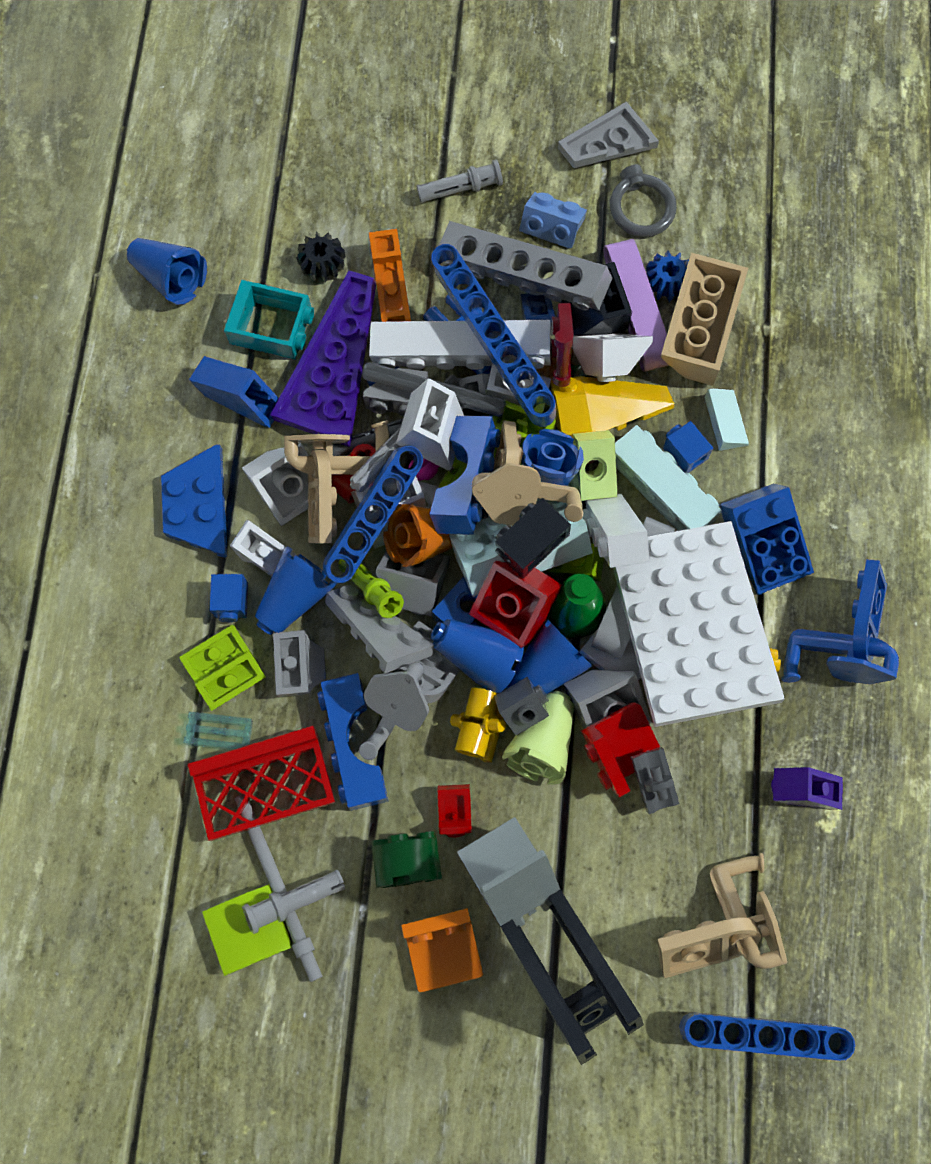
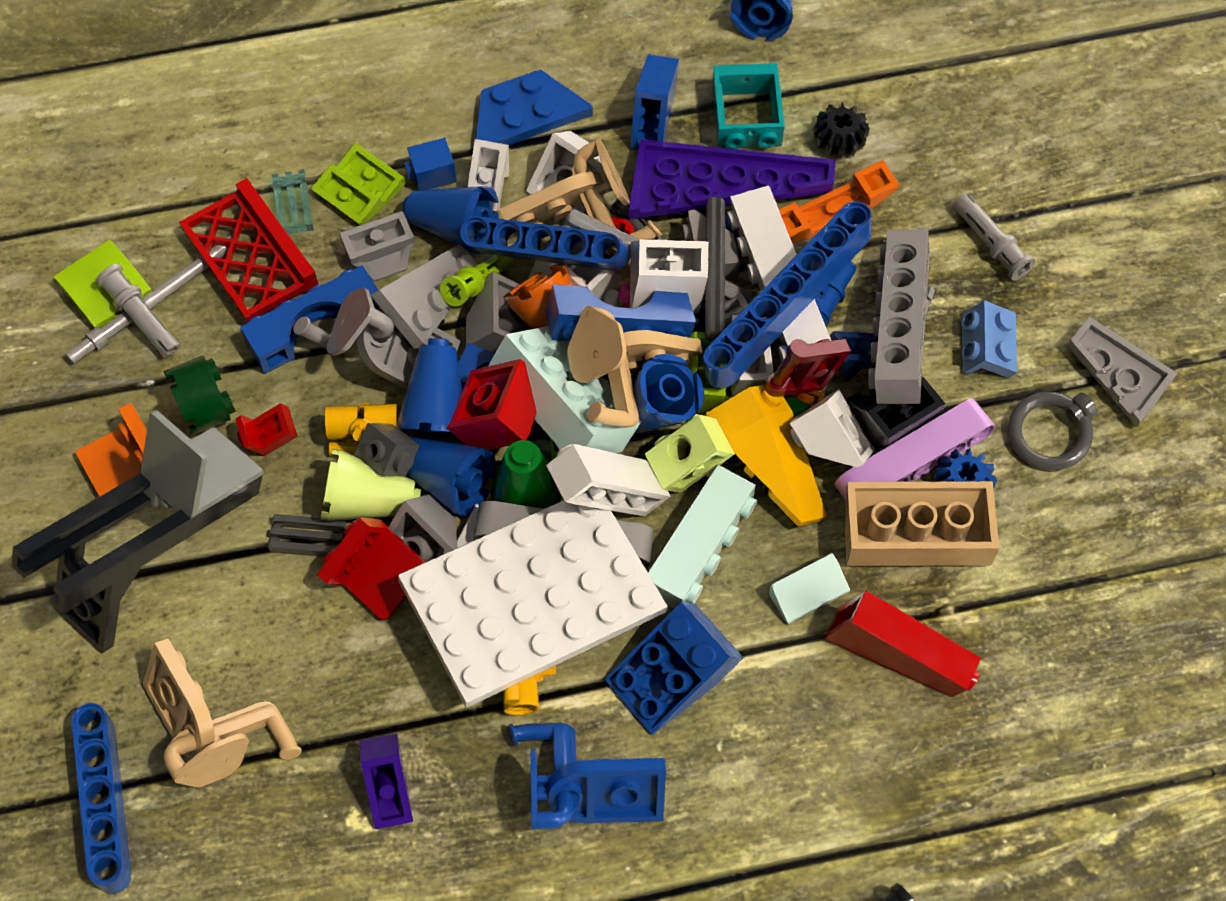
camera: 70 degrees right, 10 degrees down
(532, 537) = (552, 379): black brick -> none
(575, 774) = (301, 522): none -> dark grey tile
(655, 780) = (347, 609): dark grey hips -> none
(687, 446) = (753, 552): blue brick -> none
(795, 367) = (903, 645): none -> red slope

